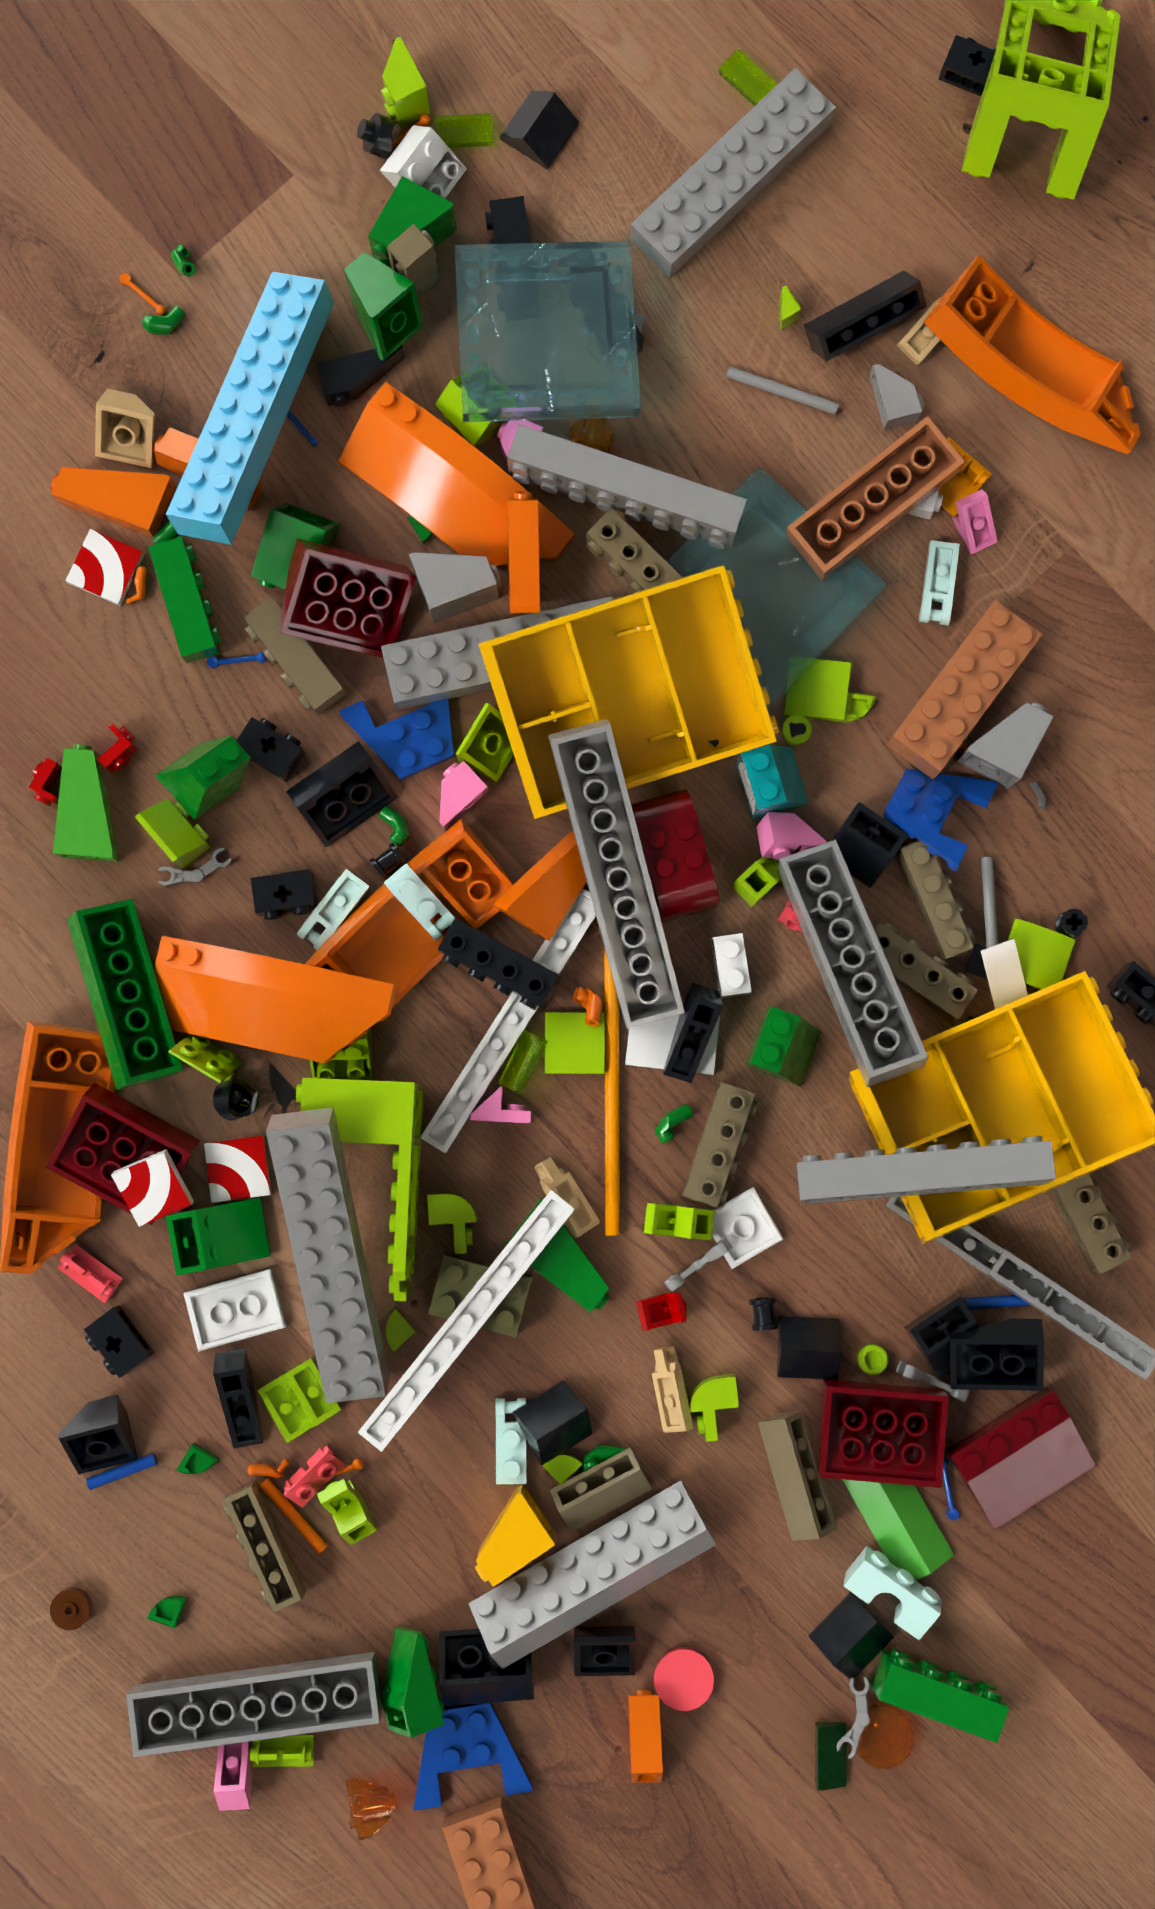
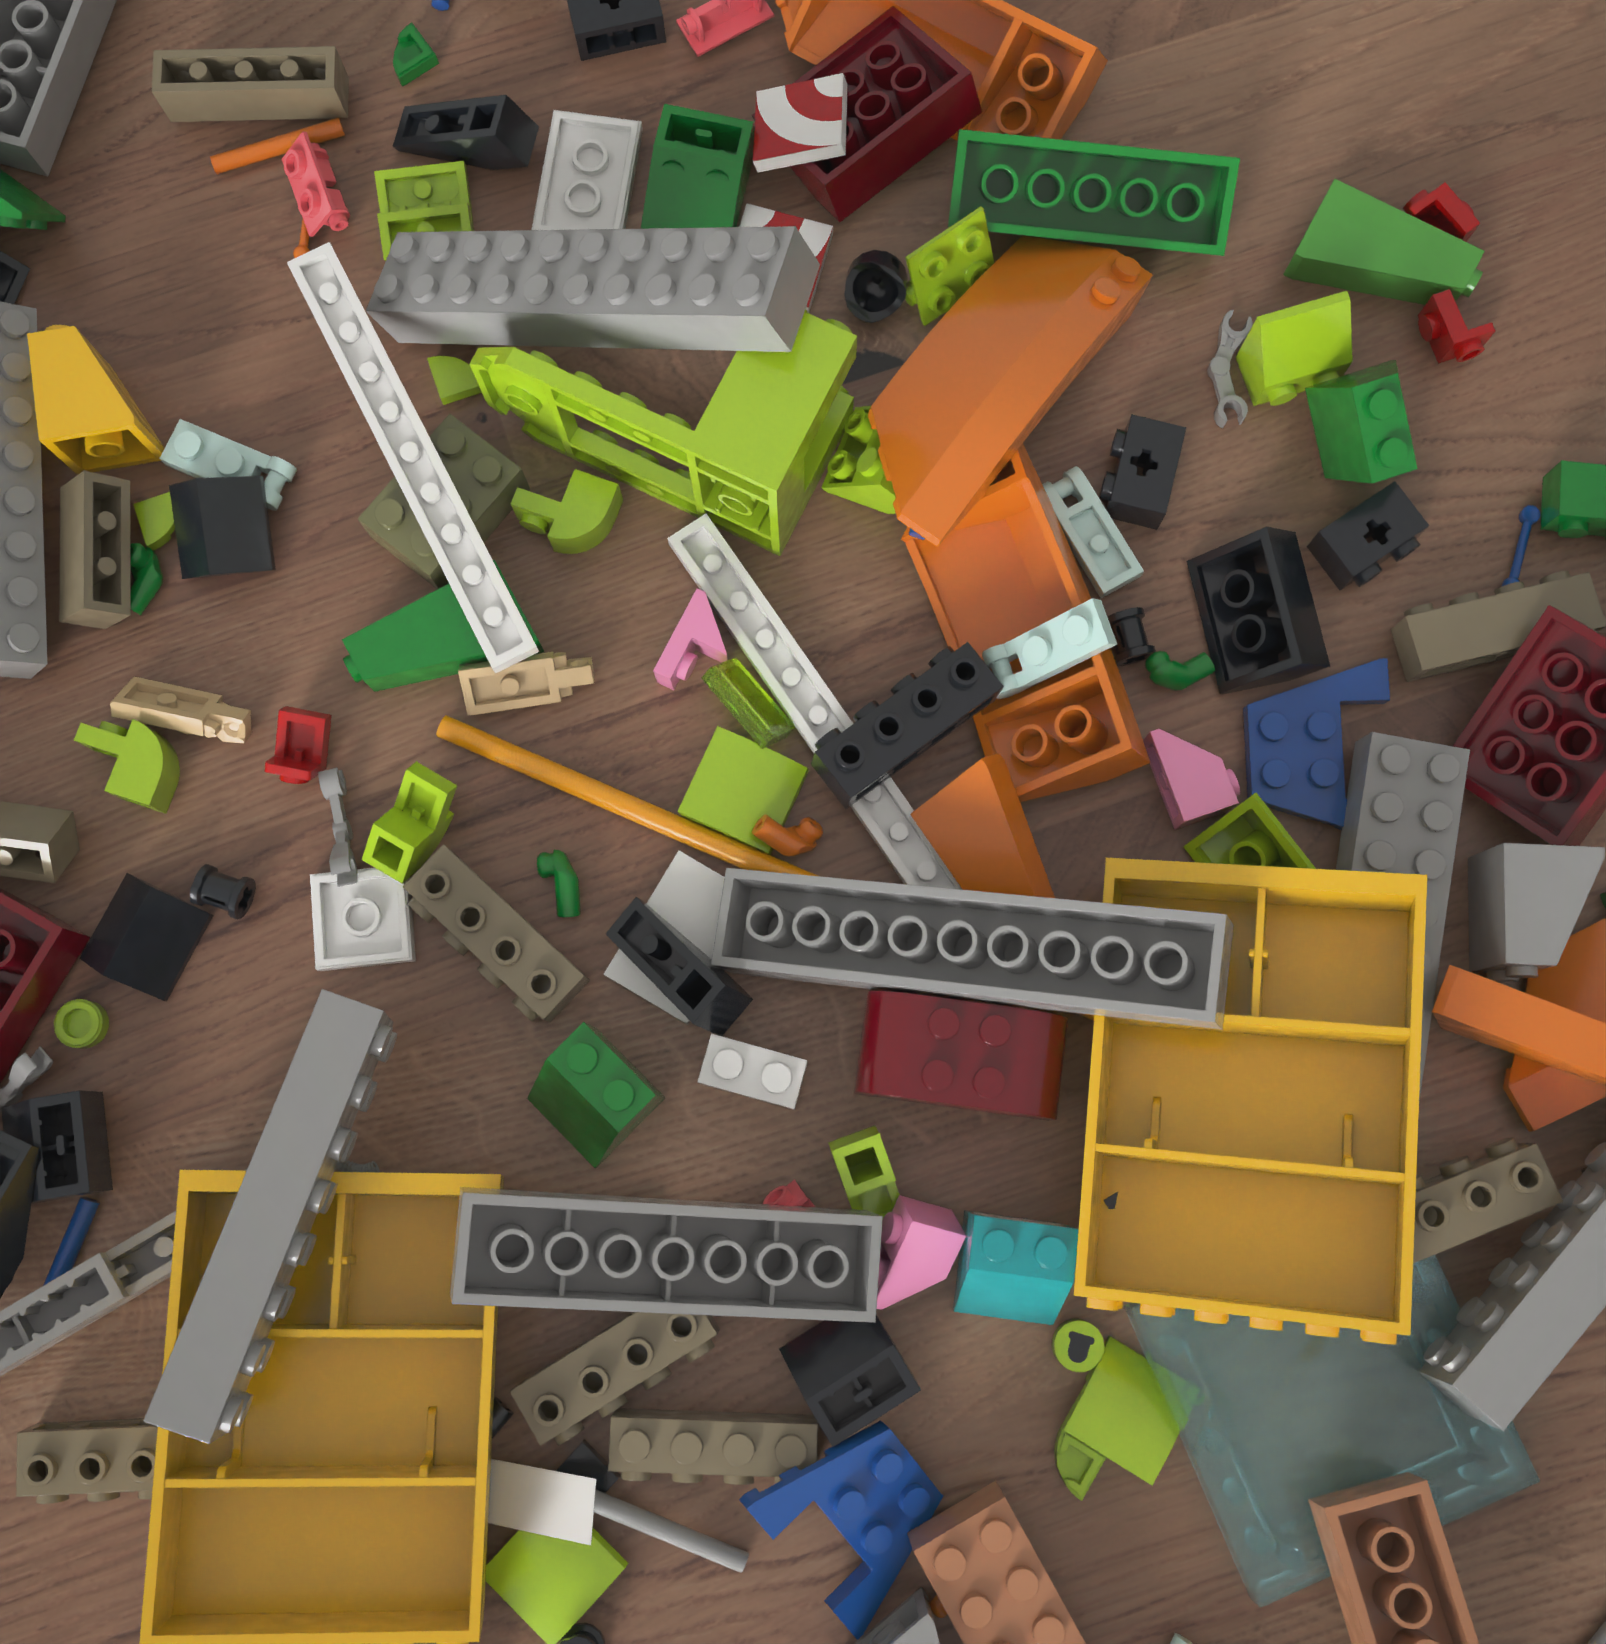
camera: 115 degrees right, 5 degrees down
(267, 1470) = (354, 137): orange piece -> none
(348, 1510) = (243, 212): lime brick -> none

